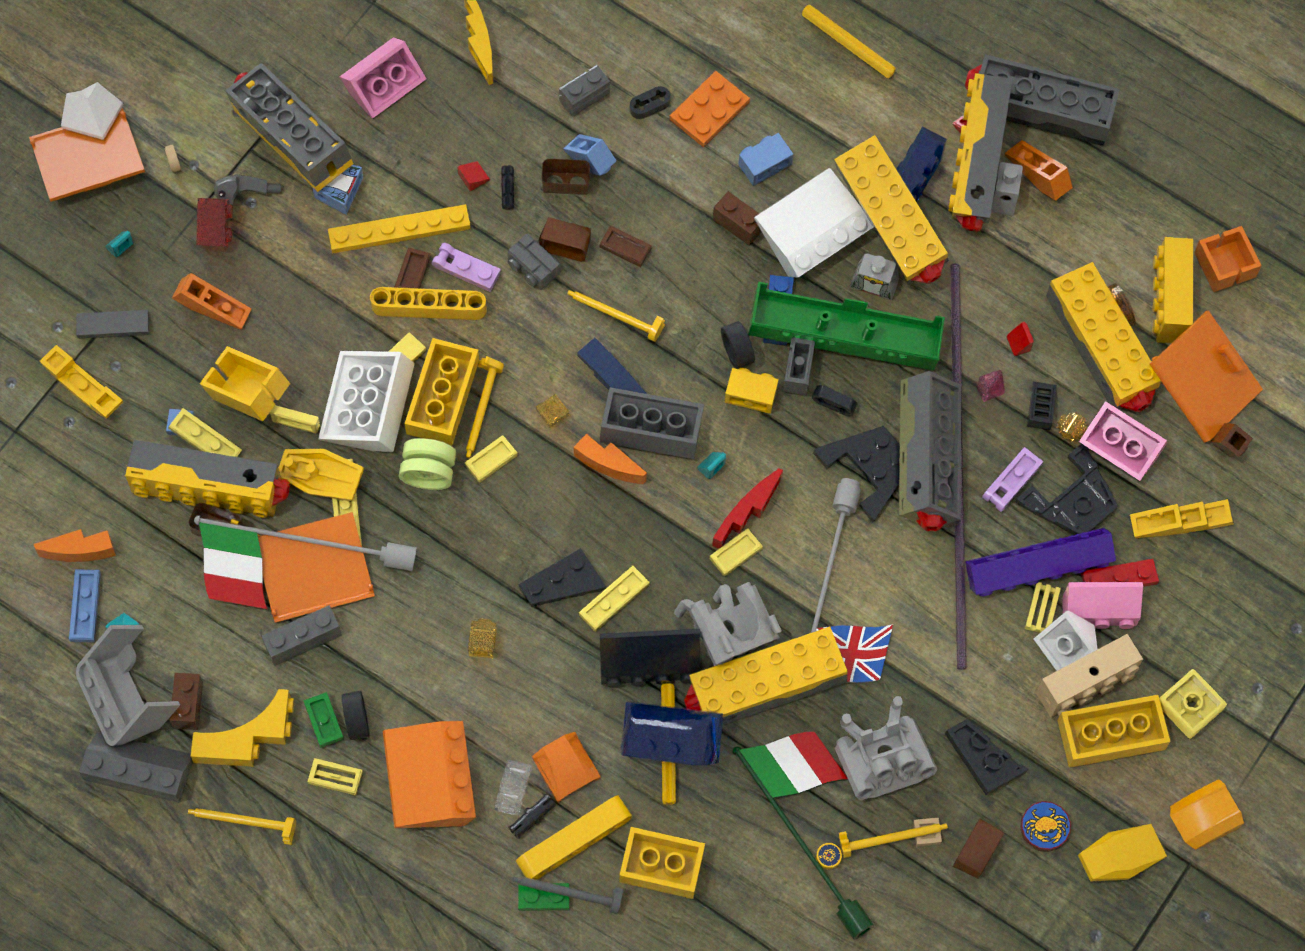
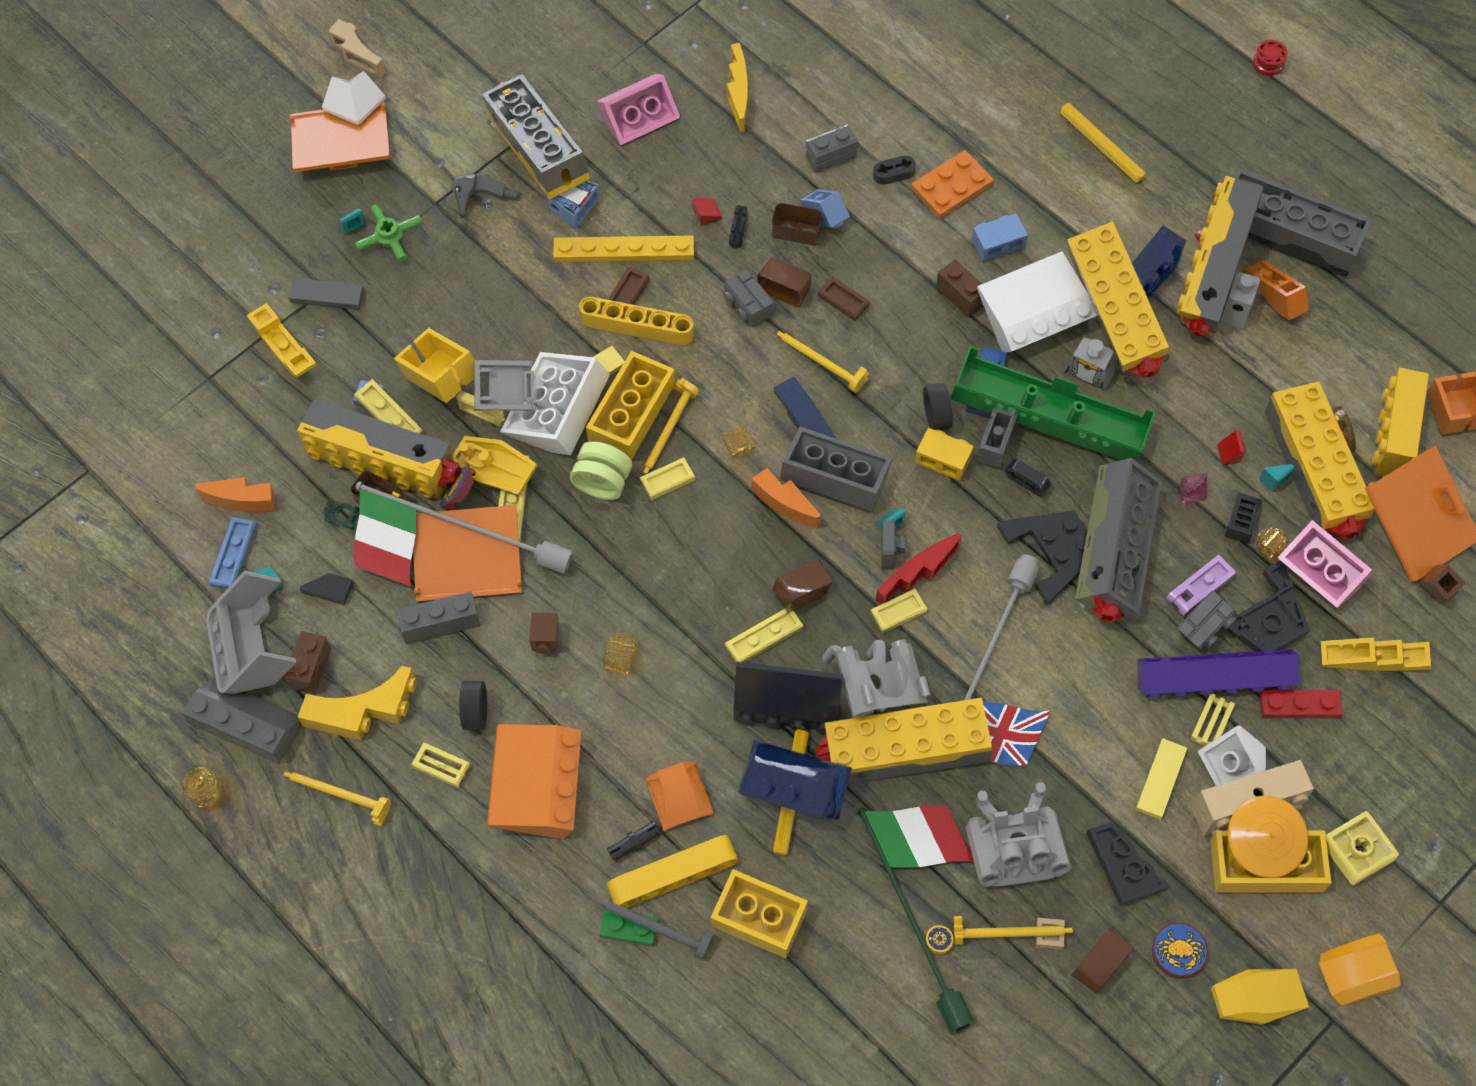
camera: 15 degrees right, 5 degrees down
(67, 45) = (346, 38): none -> tan slope
(116, 840) = (203, 789): none -> clear yellow wheel
(162, 243) = (388, 233): none -> bright green bar
(172, 158) = (419, 150): tan tile -> none
(172, 544) = (334, 508): none -> clear green piece
(188, 624) = (329, 587): none -> black tile
(210, 301) = (425, 286): orange slope -> none
(213, 222) = (444, 213): clear red brick -> none
(293, 506) = (459, 489): none -> tile
(318, 393) = (507, 385): none -> light grey container
(323, 720) = (441, 705): green plate -> none
(406, 632) = (544, 632): none -> reddish brown brick
(466, 267) = (682, 294): lavender plate -> none
(513, 787) = (619, 808): clear slope -> none
(563, 579) = (714, 608): black wing -> none
(642, 544) = (802, 585): none -> reddish brown piece
(717, 489) = (890, 544): none -> dark grey piece
(959, 525) = (1137, 621): clear purple piece -> none
(1004, 670) = (1161, 779): none -> light yellow tile
(1023, 514) = (1208, 620): none -> dark grey brick
(1066, 360) = (1276, 476): none -> teal slope
(1105, 603) = (1281, 725): bright pink slope -> none
(1108, 709) = (1268, 836): none -> light orange hat

